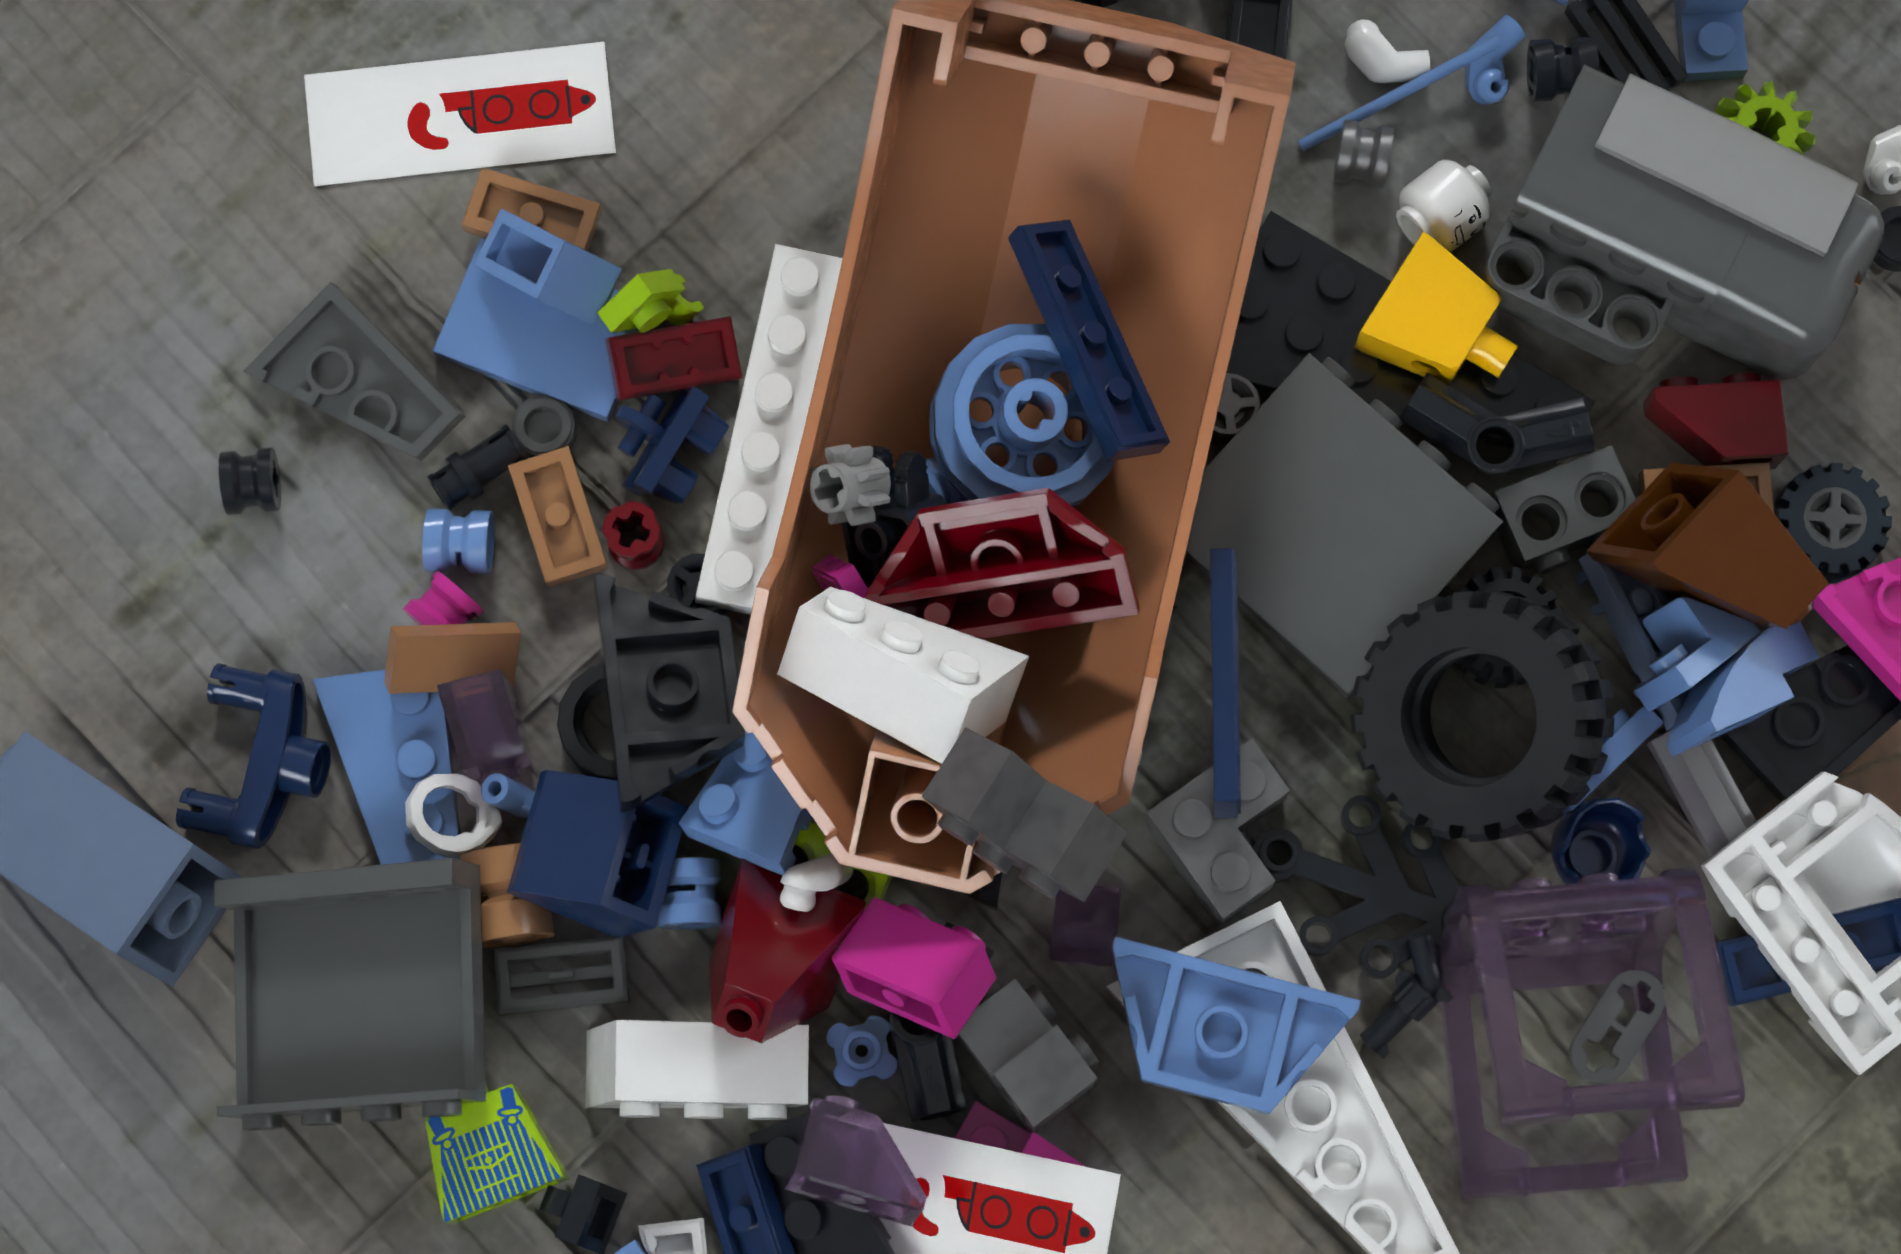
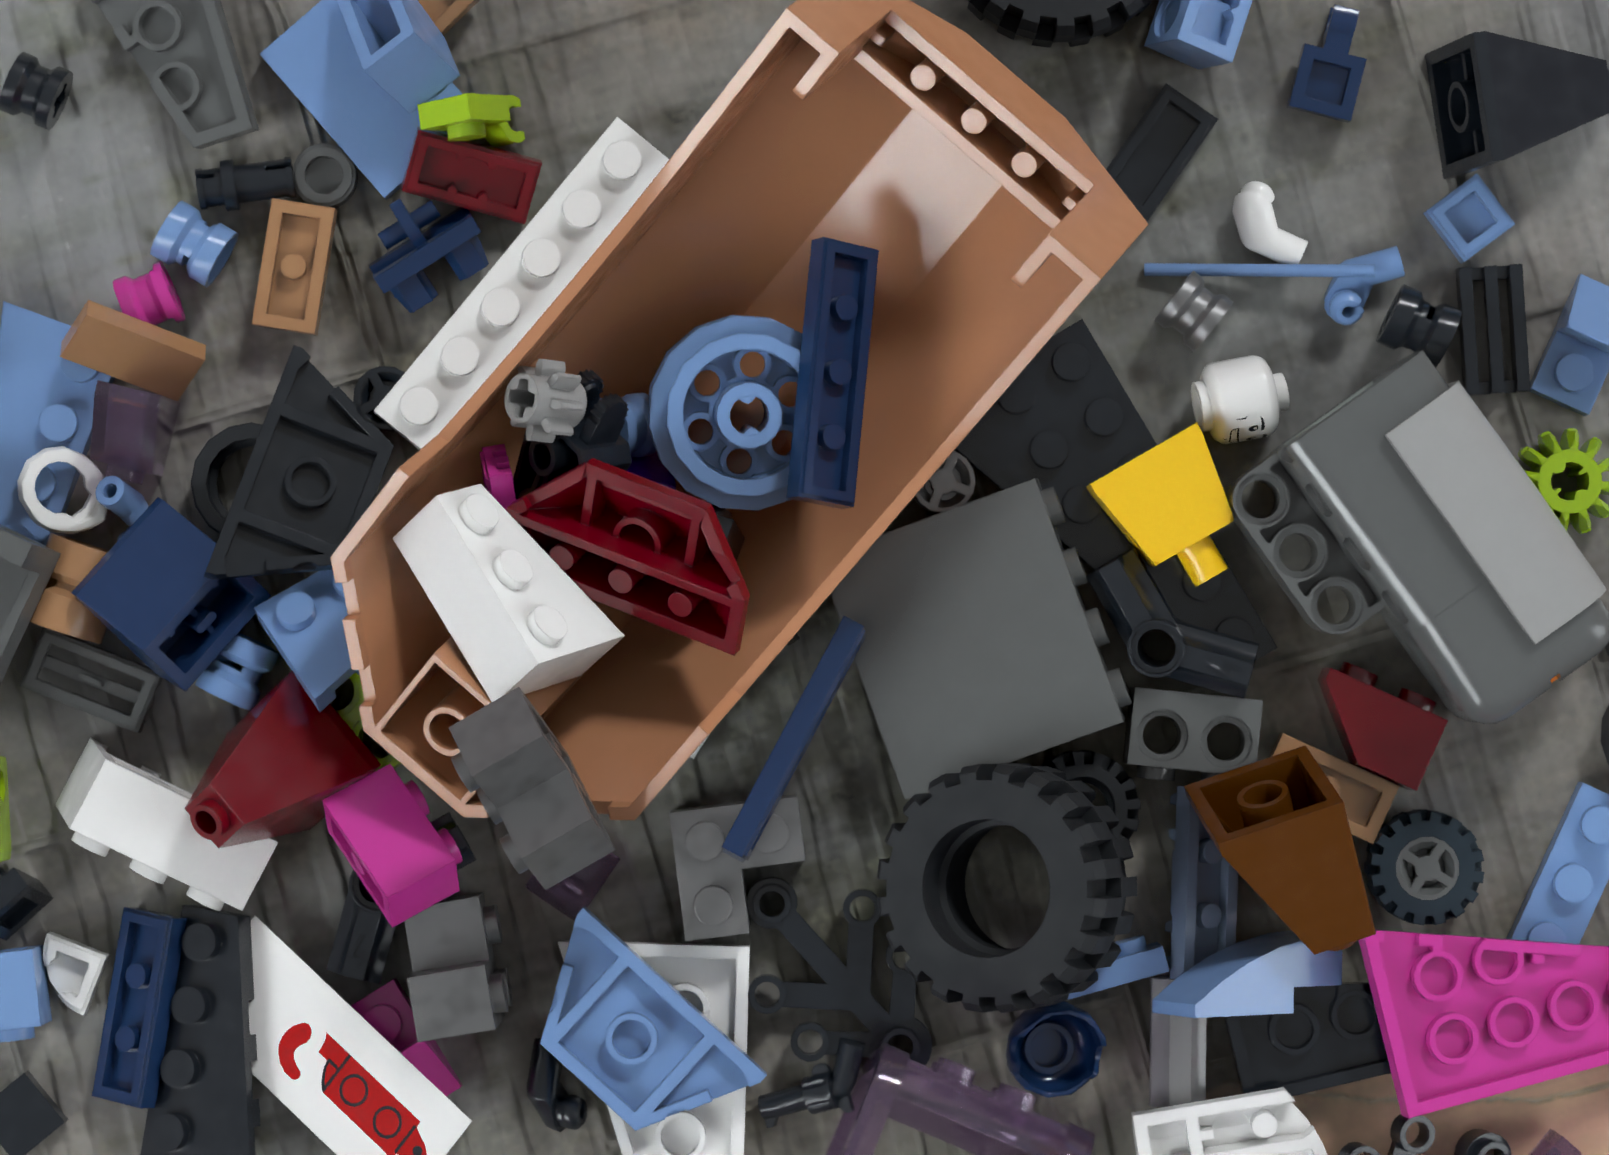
camera: 25 degrees right, 10 degrees up
(641, 553) = (371, 320): dark red bush -> none
(812, 876) = (331, 724): white arm -> none
(853, 1162) = (251, 982): clear purple slope -> none
(877, 1061) = (300, 891): medium blue plate -> none
(1167, 1130) = (549, 1095): none -> black arm
(1693, 644) = (1231, 925): medium blue slope -> none

